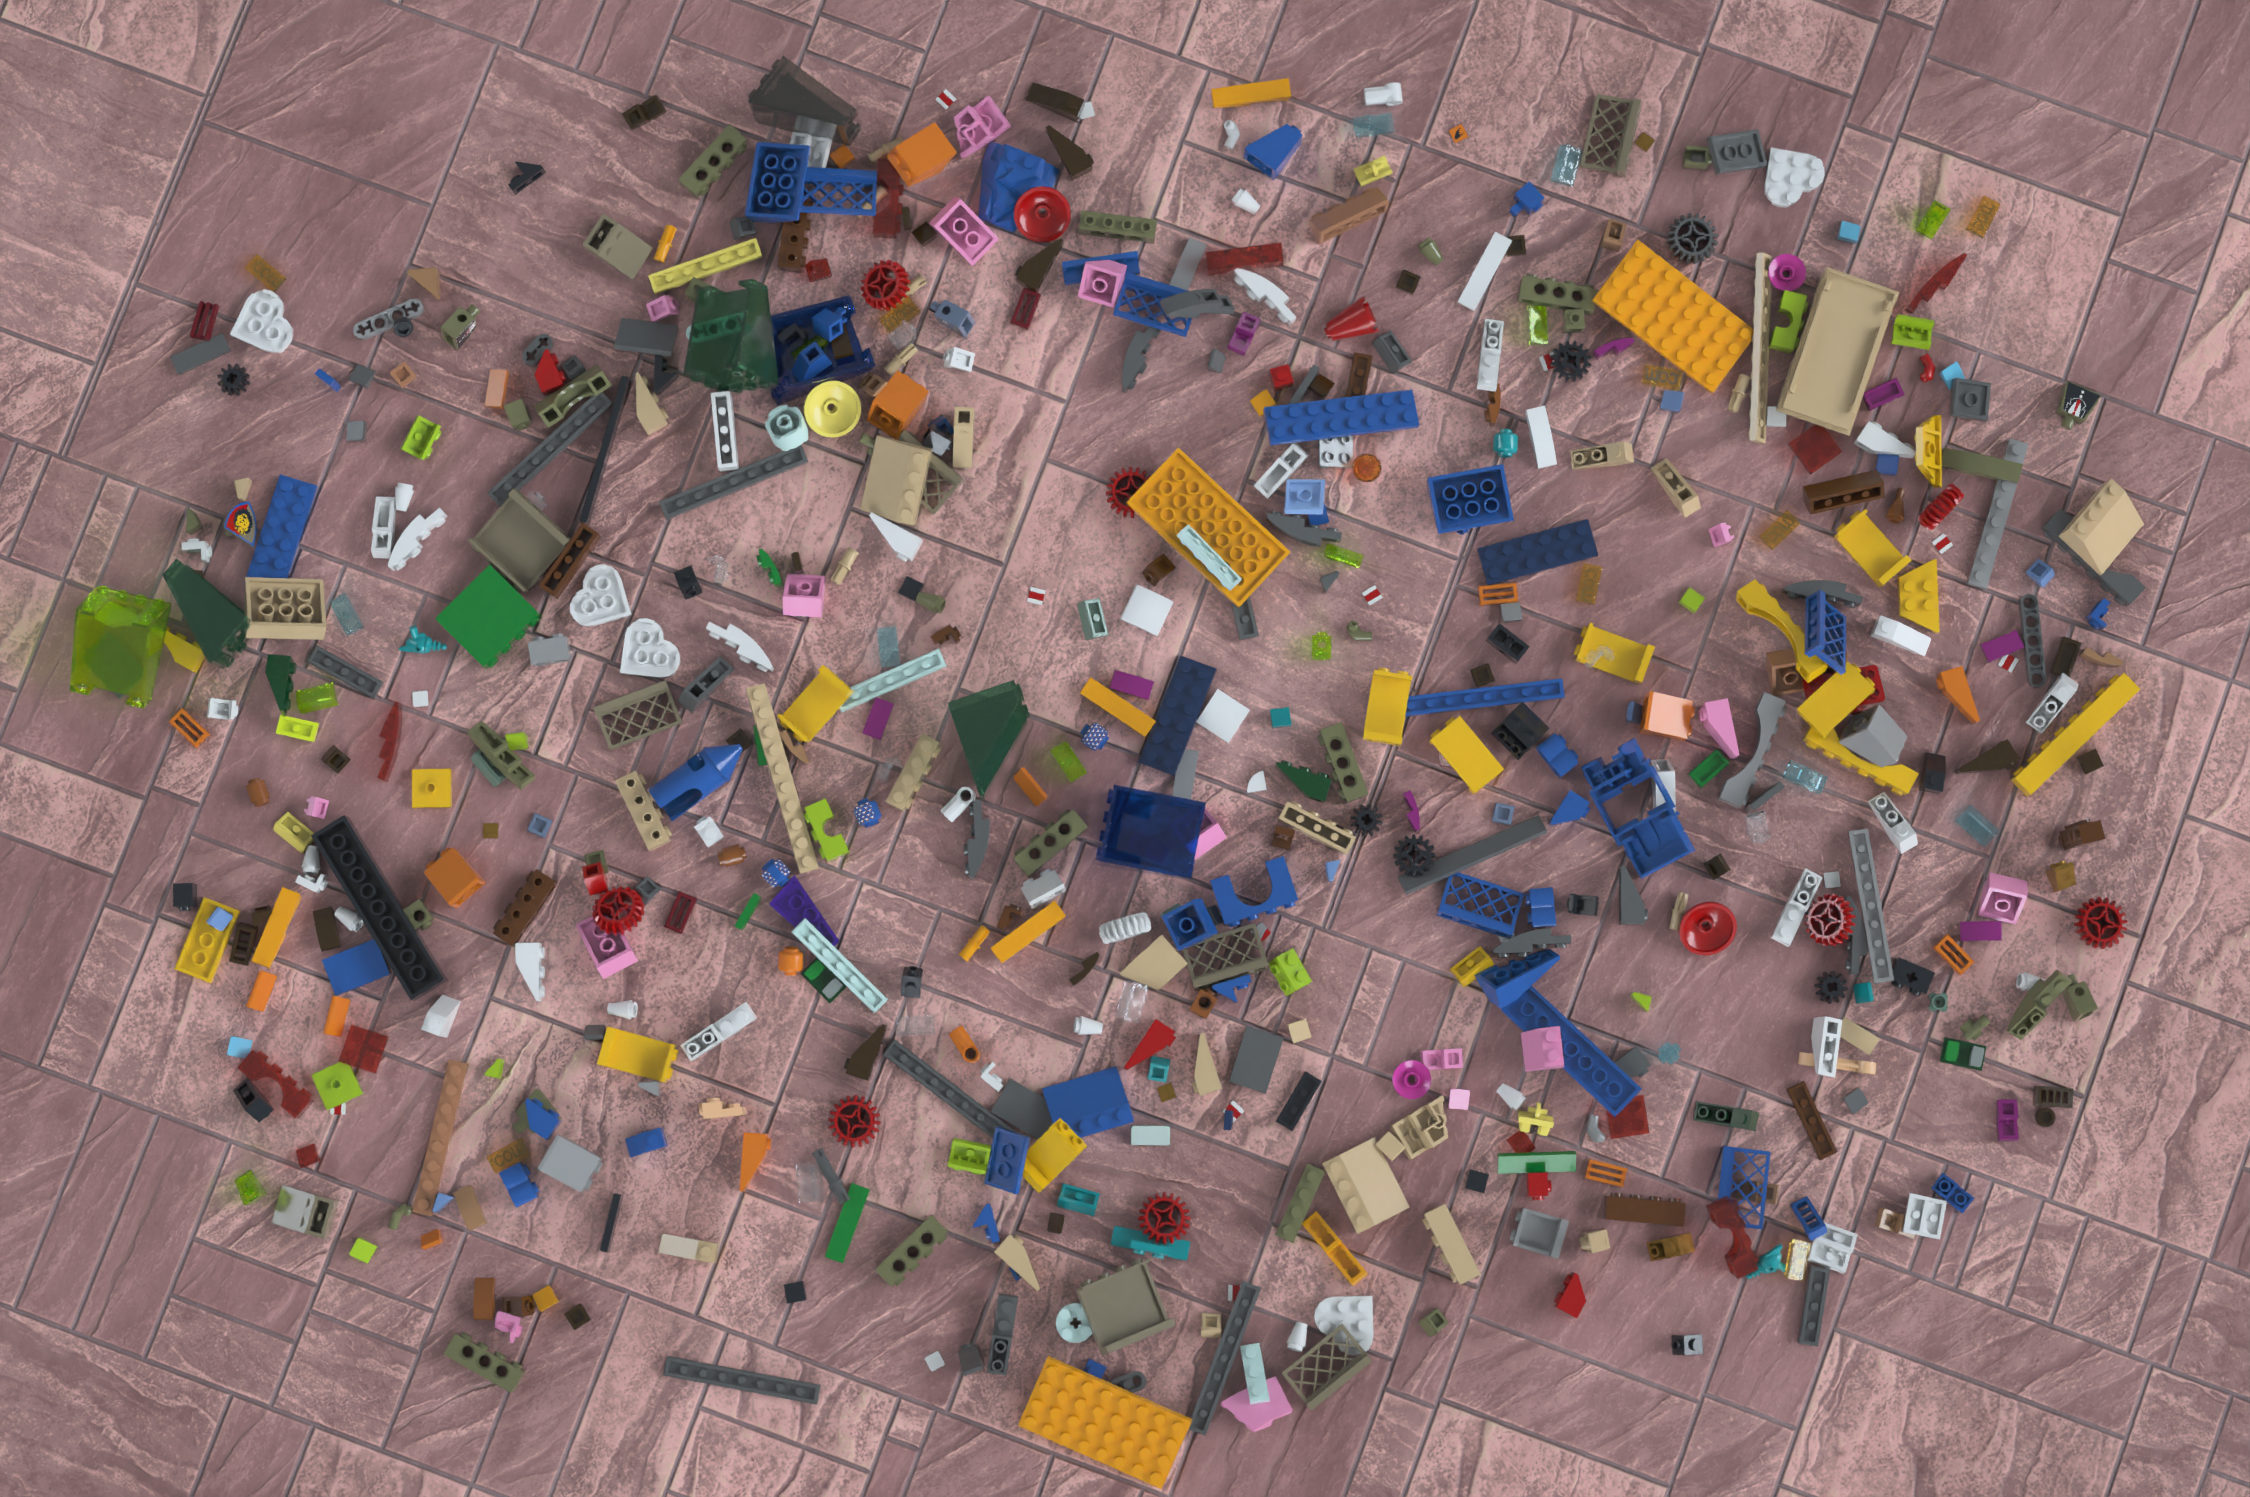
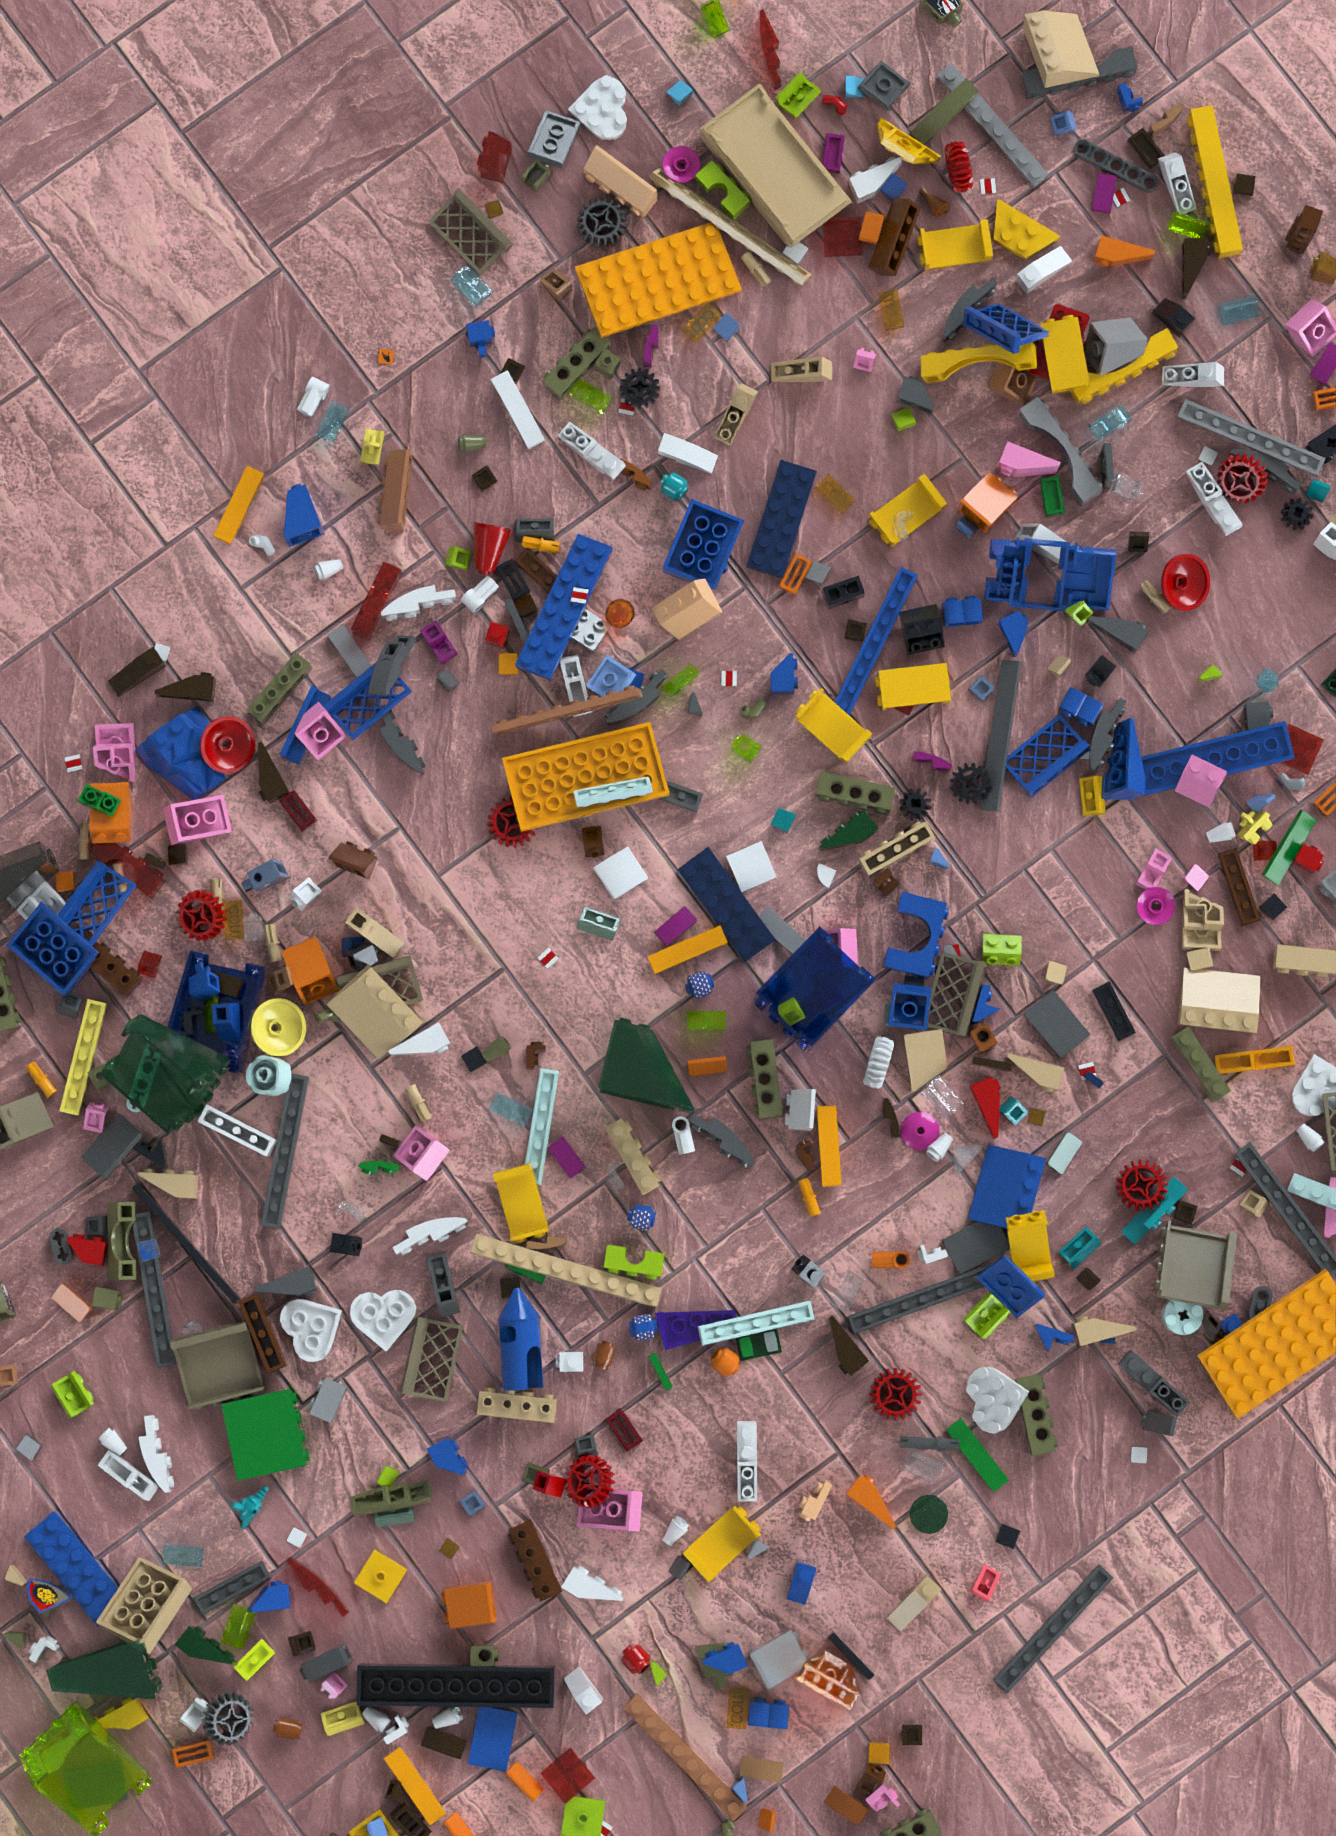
camera: 55 degrees left, 0 degrees up
(224, 746) = (225, 1704): none -> dark grey gear
(331, 789) = (326, 1663): none -> dark grey slope
(356, 709) = (271, 1598): none -> blue slope
(495, 1044) = (635, 1659): none -> red head
(563, 779) = (446, 1456): none -> blue slope
(579, 423) = (149, 1250): none -> tile
(580, 1216) = (830, 1678): none -> clear orange wedge
(627, 560) = (295, 1283): none -> dark grey slope
(743, 1298) = (985, 1583): none -> coral slope
(771, 1213) = (928, 1514): none -> clear green tile
(905, 1208) = (995, 1398): none -> white plate
(924, 138) = (98, 800): none -> green slope
(1013, 380) = (354, 860): none -> reddish brown slope
(1081, 1353) = (1211, 1327): none -> dark brown slope
(1093, 1051) = (963, 1156): none -> clear slope
(1101, 998) = (910, 1134): none -> dark pink dish
(1121, 827) = (791, 1011): none -> lime slope
(1166, 1270) = (1185, 1212): none -> dark brown tile
(1186, 1025) = (992, 1064): none -> dark brown tile
(1248, 470) = (574, 708): none -> nougat plate
(1302, 340) = (475, 598): none -> white piece
(1326, 303) = (458, 558): none -> lime slope
(1330, 374) = (520, 593): none -> black tile
(1358, 423) = (579, 595): none -> sticker
(1382, 364) = (540, 544): none -> light orange axle
(1403, 638) = (783, 676): none -> blue slope
(1406, 521) = (687, 609): none -> light nougat slope
(1474, 1141) = (1238, 887): none -> reddish brown tile
(1559, 1112) = (1259, 801): none -> medium blue slope
(1565, 867) = (1059, 665): none -> tan slope
(1622, 855) = (1079, 612): none -> lime slope
(1687, 113) = (495, 157): none -> clear red slope
(1718, 595) = (915, 395): none -> dark grey slope
(1736, 231) = (620, 182): none -> light nougat slope
(1839, 467) = (871, 227): none -> orange slope
(2021, 735) = (1188, 225): none -> clear neon green slope

